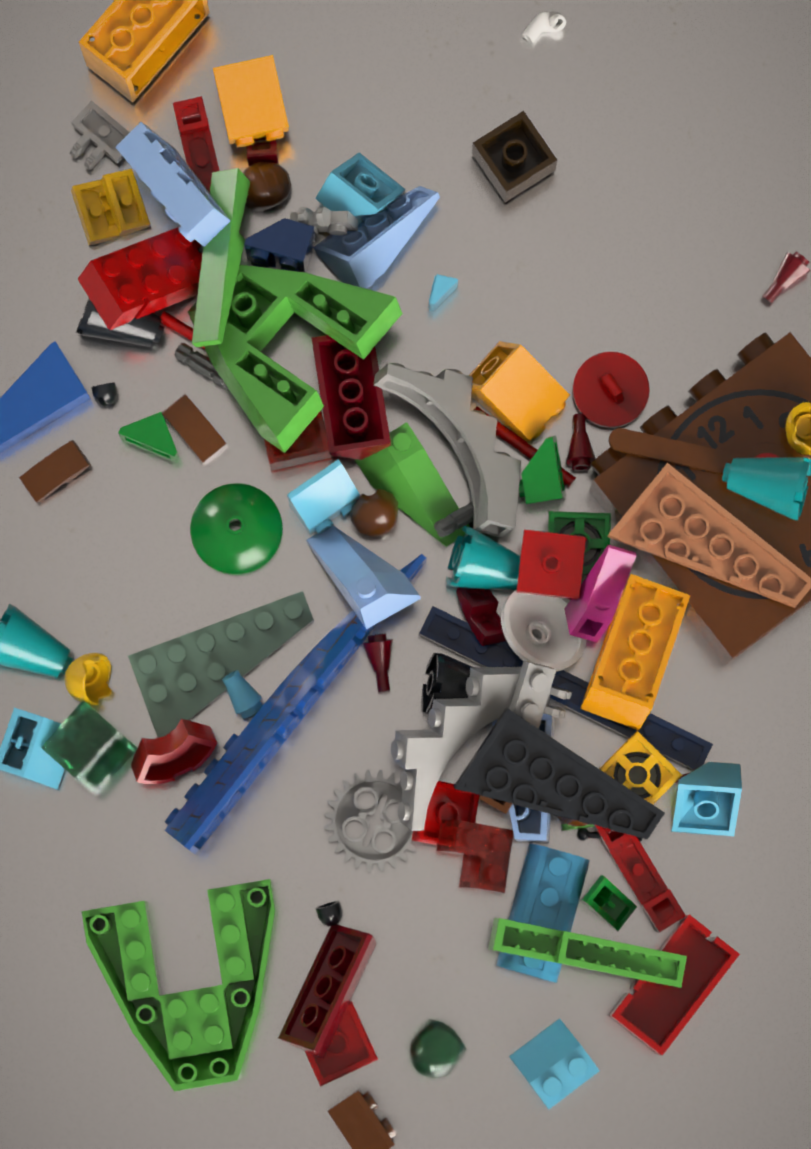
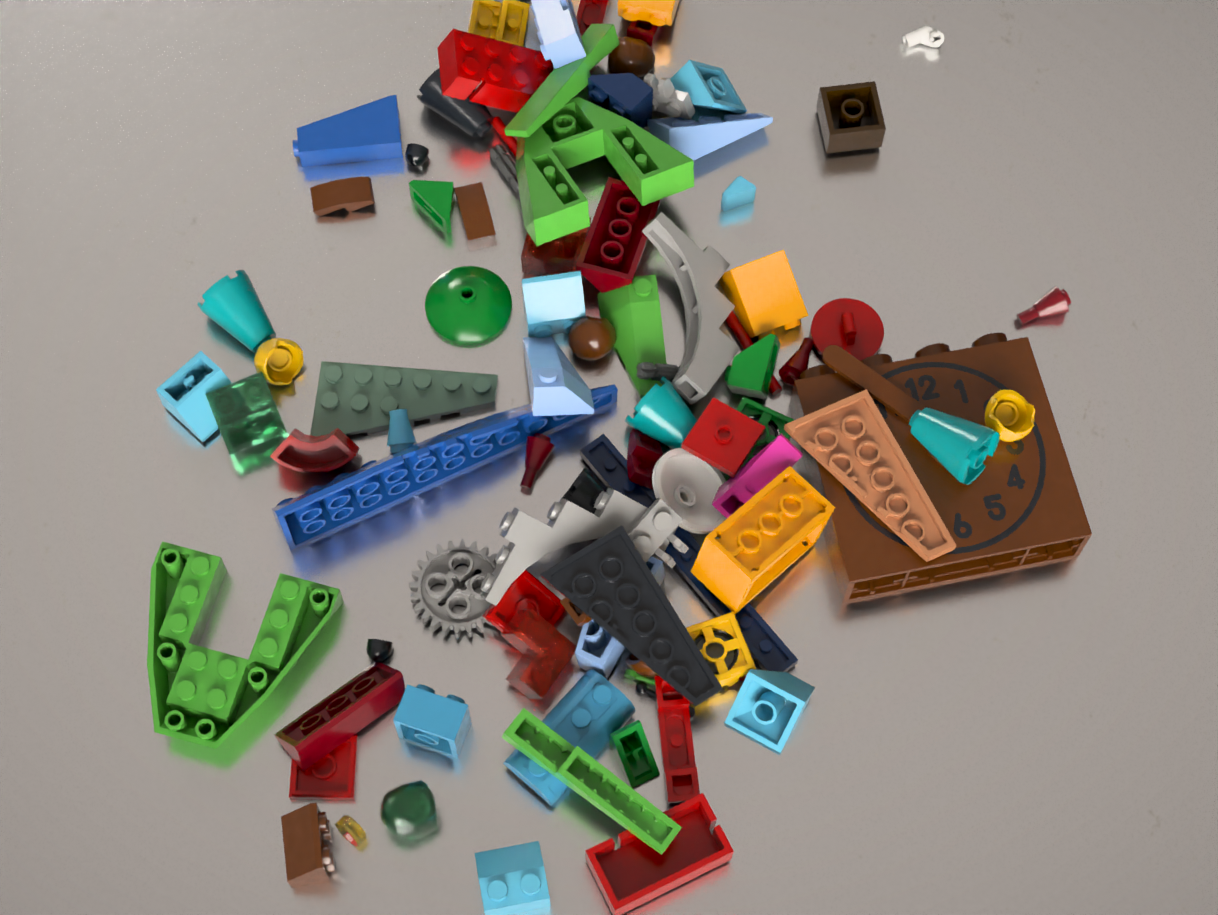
camera: 25 degrees right, 15 degrees down
(392, 1090) = (351, 830): none -> clear yellow tile
(417, 959) = (433, 720): none -> dark azure brick

